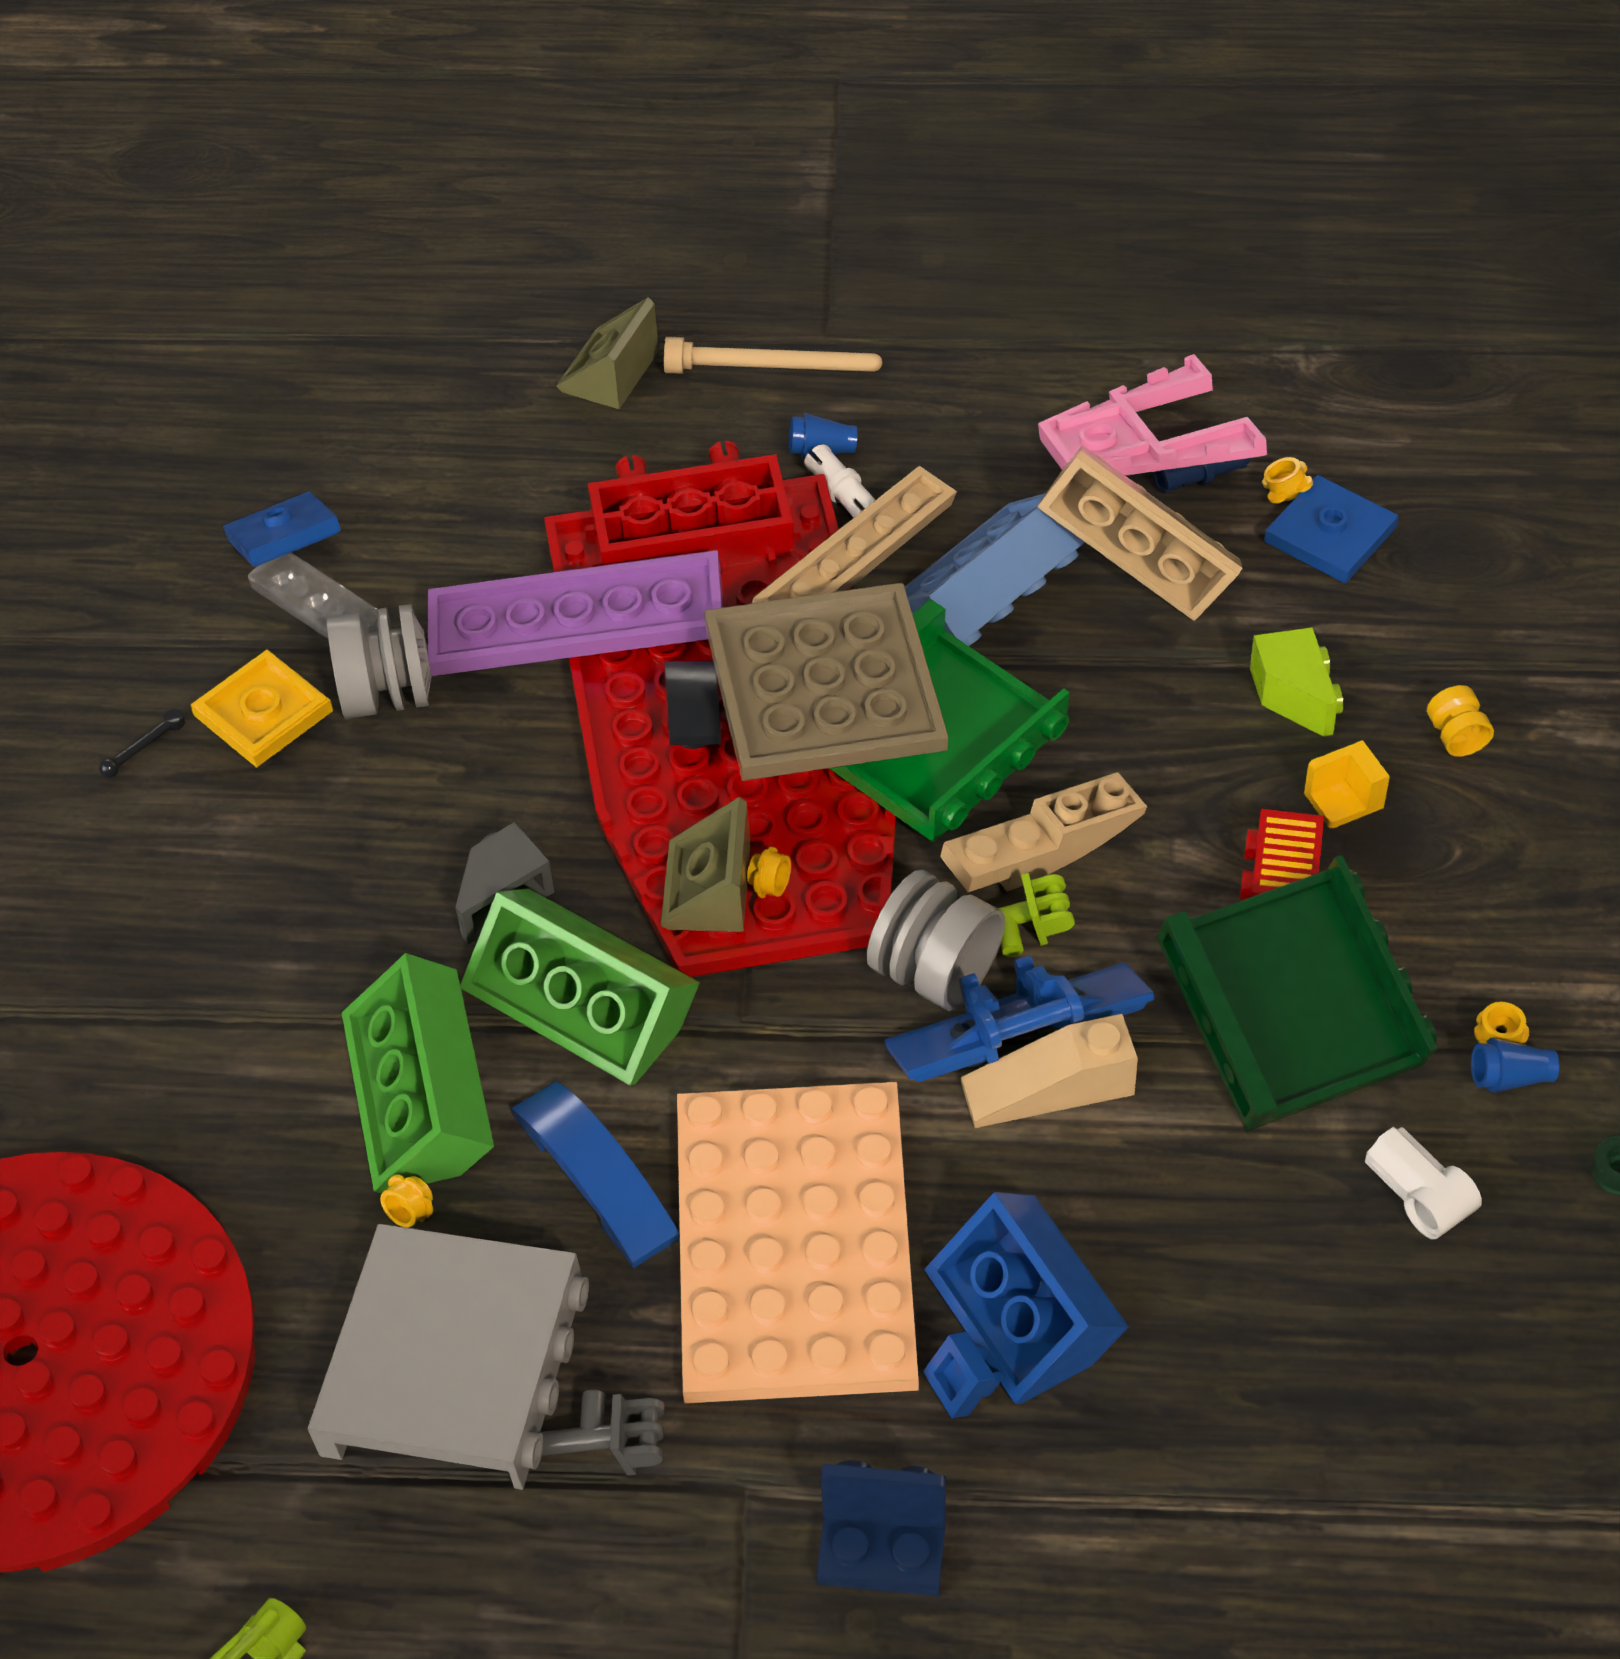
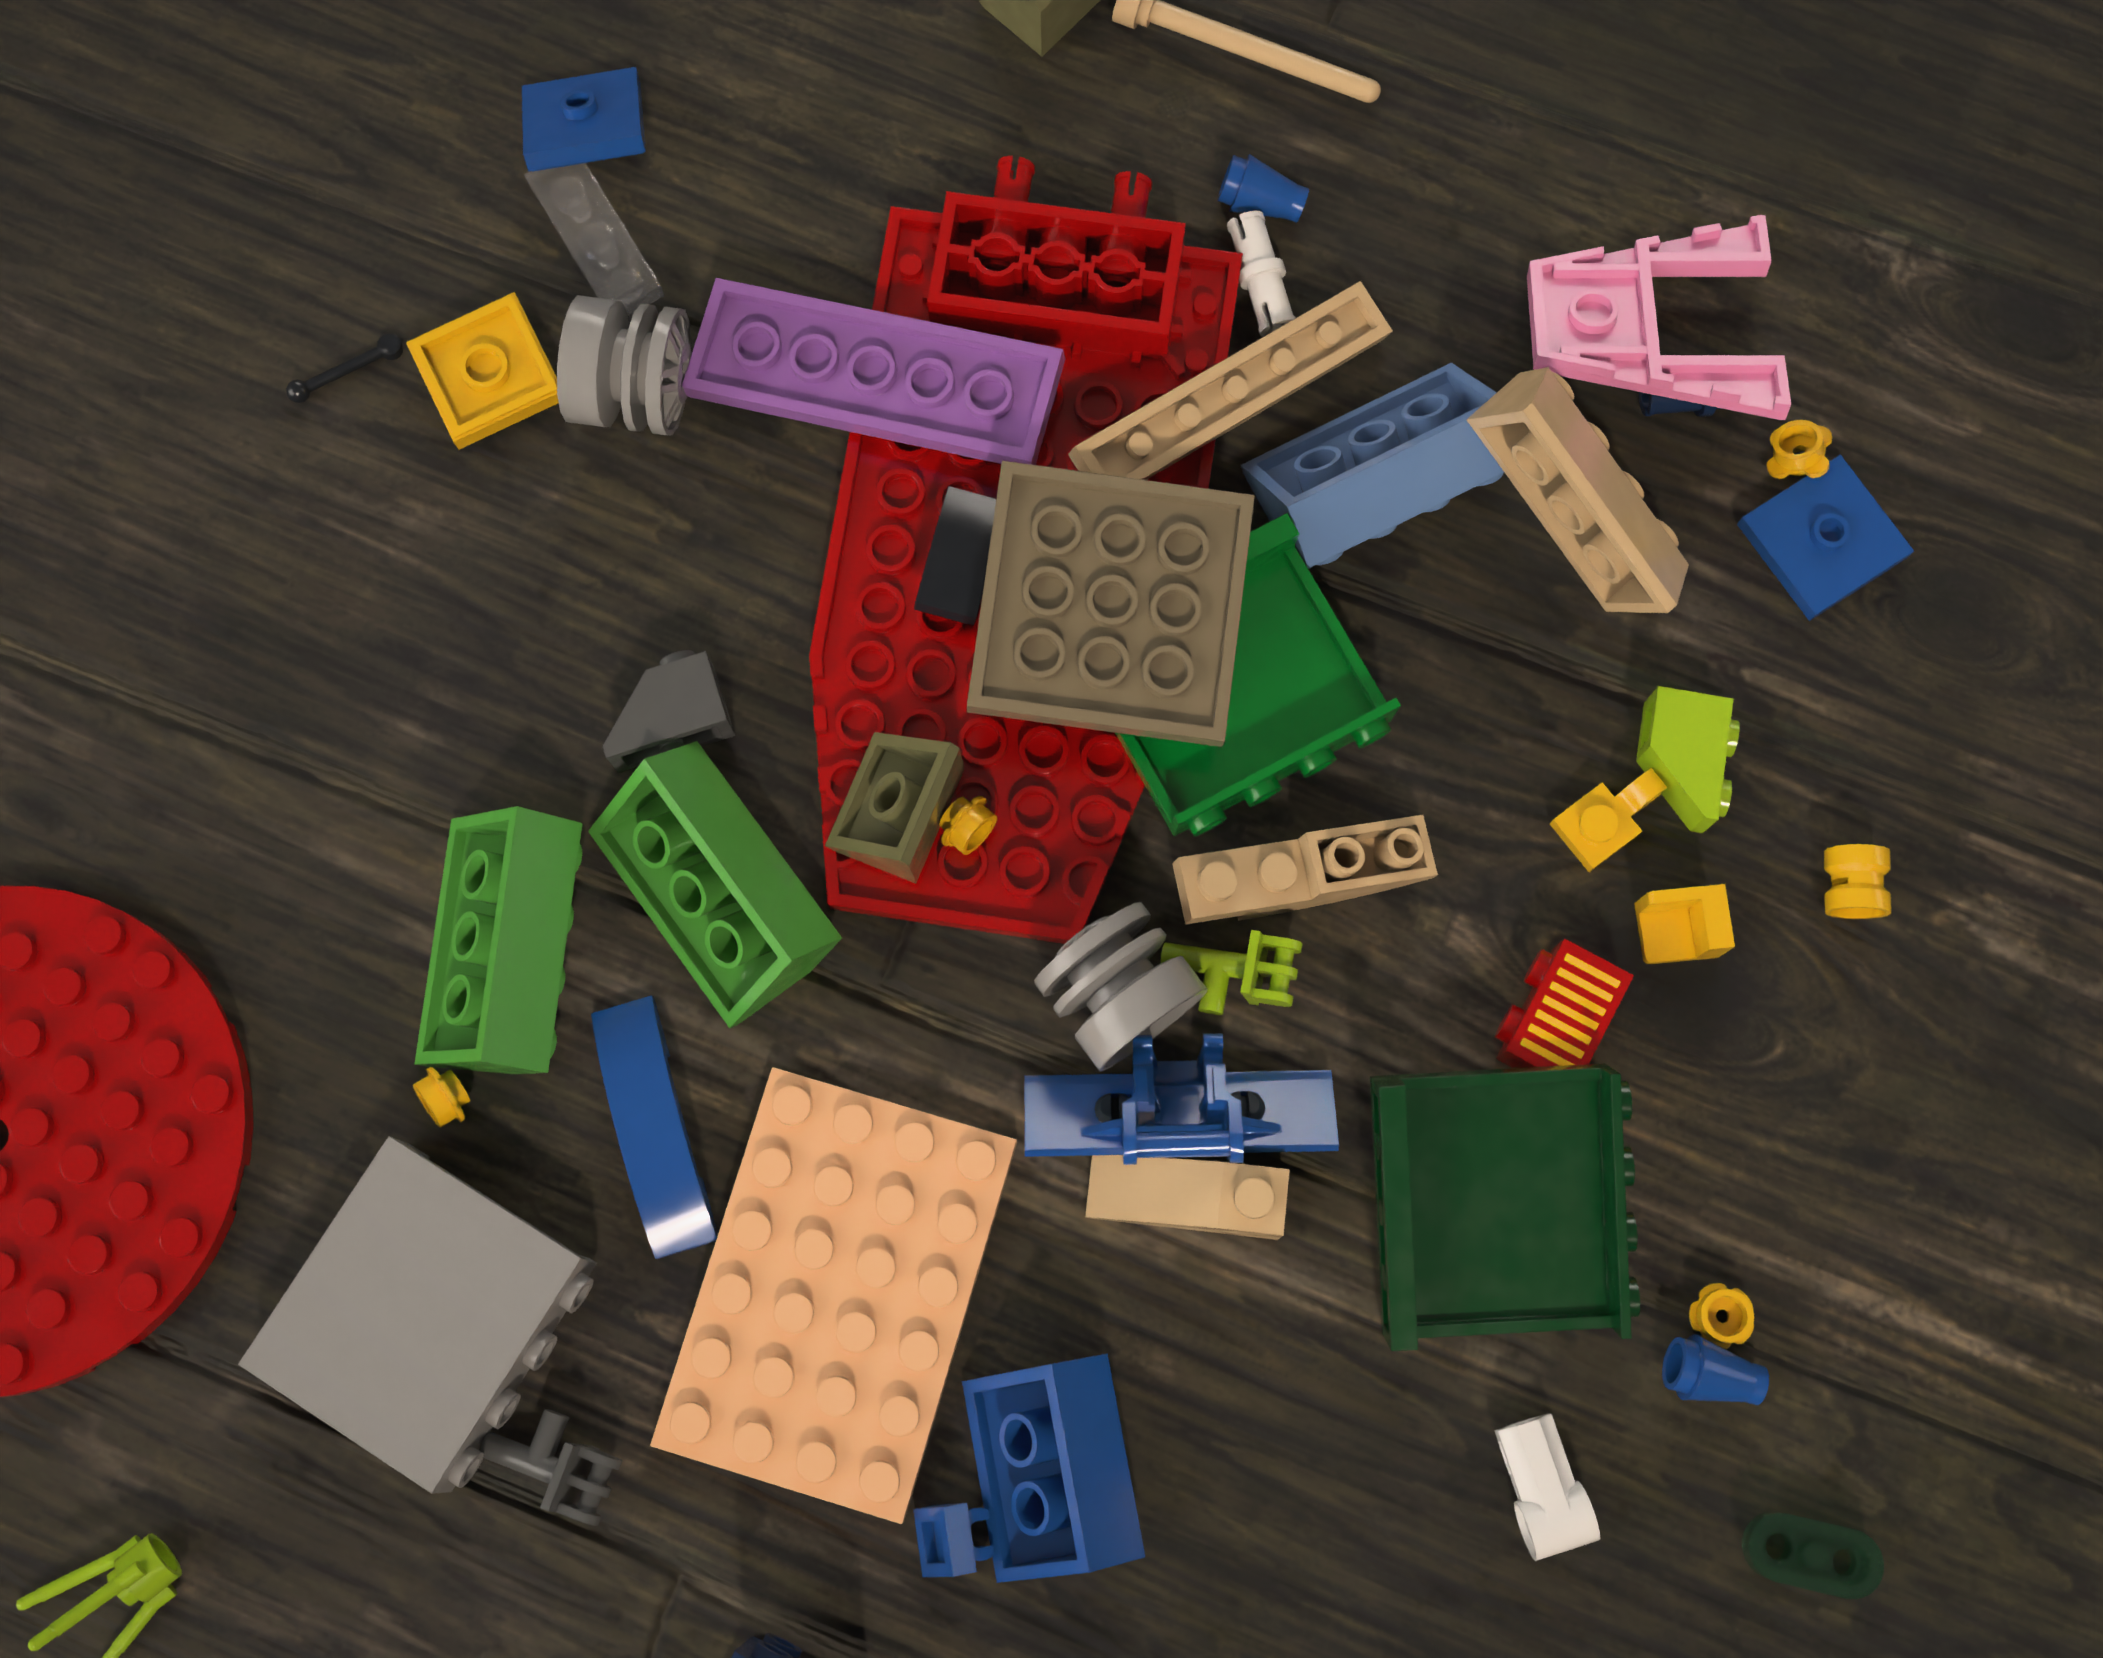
camera: 20 degrees right, 25 degrees up
(1256, 746) = (1603, 823): none -> yellow plate

